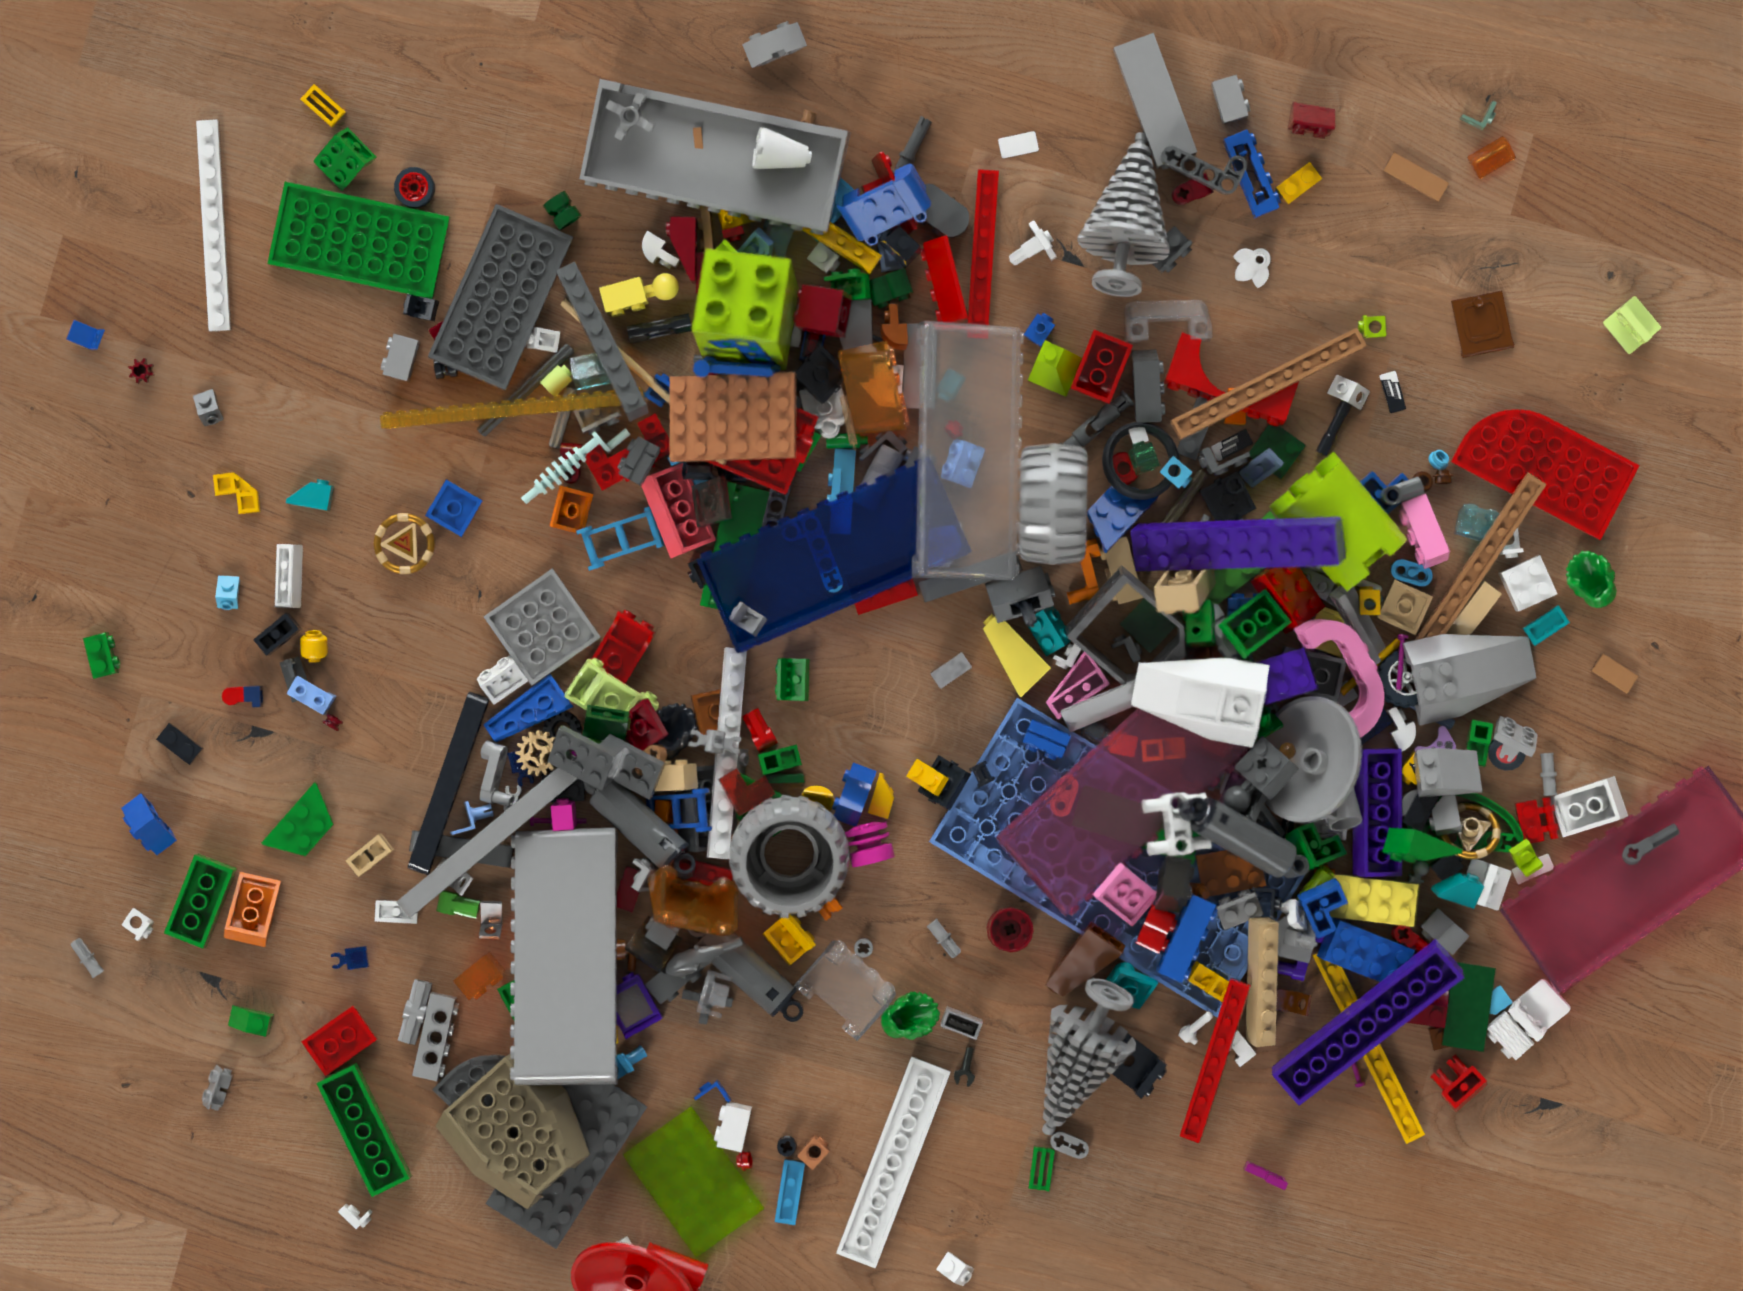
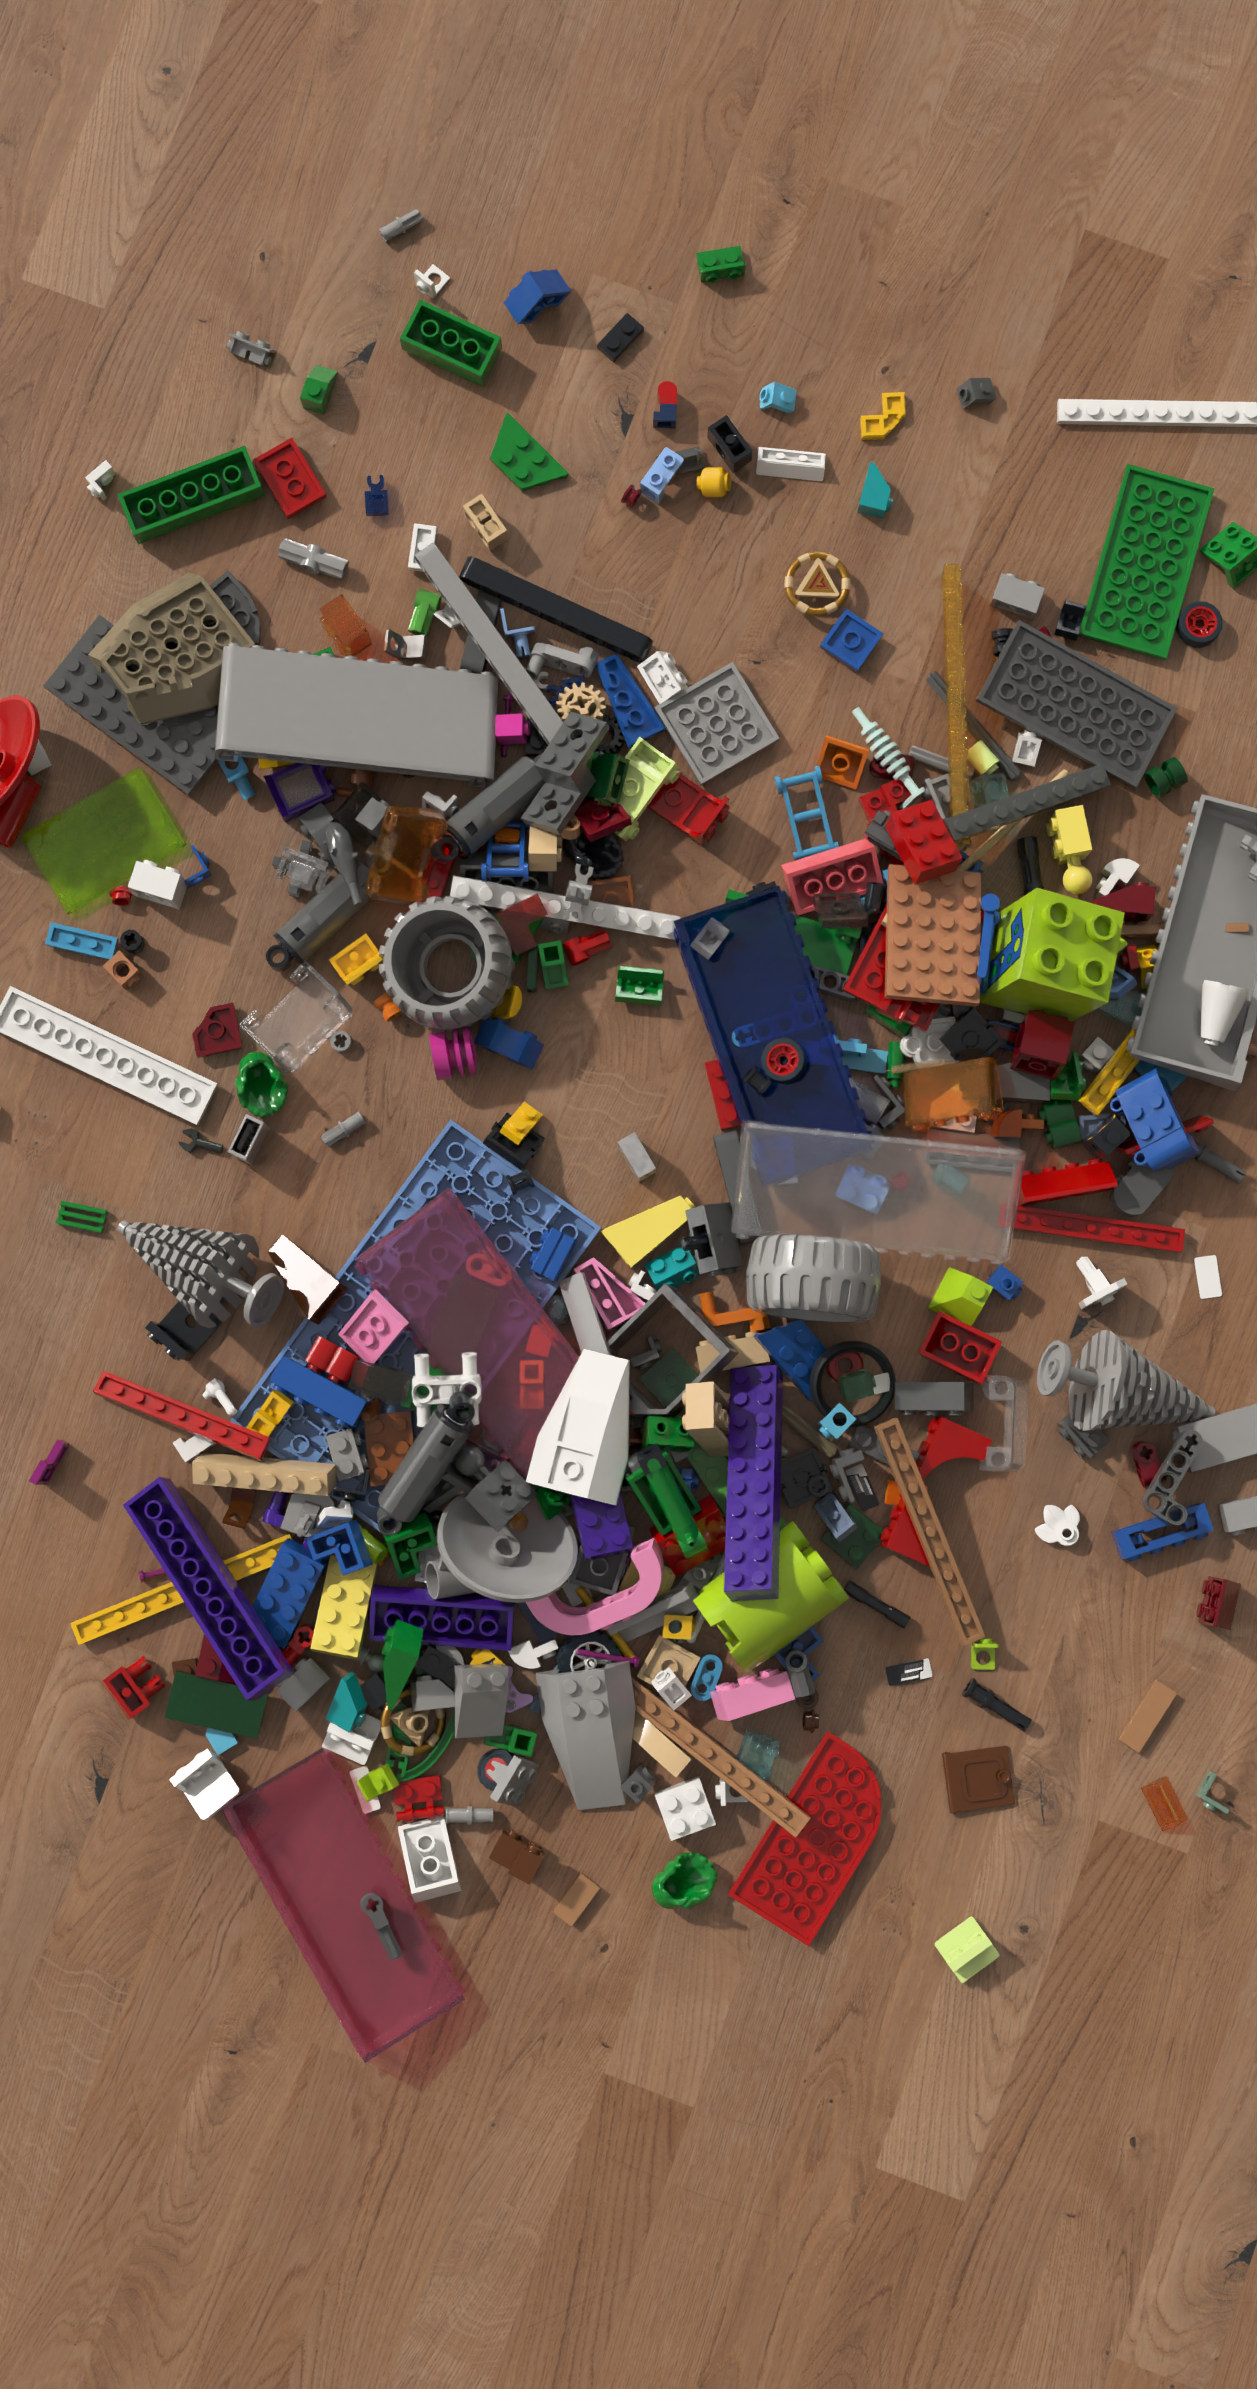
camera: 90 degrees right, 5 degrees down
(85, 335) = (1062, 269): blue bracket -> none
(137, 364) = (1015, 330): dark red gear -> none
(252, 909) = (437, 397): orange slope -> none
(422, 1066) = (253, 562): light grey brick -> none
(626, 895) = (416, 789): dark red tile -> none
(648, 432) = (923, 842): none -> red brick
(855, 554) = (772, 1063): none -> wheel
(863, 1060) = (218, 1032): none -> dark red plate
(875, 567) = (756, 1080): none -> black bush
(882, 798) = (502, 1073): yellow slope -> none
(1020, 923) = (333, 1204): dark red wheel -> none
(1071, 1140) = (100, 1246): light grey beam -> none
(1105, 416) = (905, 1351): dark grey piece -> none
(1135, 983) = (274, 1332): teal slope -> none
(1261, 616) = (671, 1501): none -> green piece
(1298, 183) = (1148, 1584): yellow plate -> none
(1348, 391) = (914, 1620): white bracket -> none
(1411, 321) = (987, 1699): none -> black pin
(1424, 604) = (670, 1688): none -> white bracket
(1439, 459) = (830, 1718): medium azure plate -> none
(1508, 625) = (639, 1783): none -> dark grey bracket
(1509, 1035) = (180, 1749): white brick -> none
(1546, 625) = (636, 1826): teal plate -> none
(1580, 728) = (517, 1855): none -> reddish brown brick

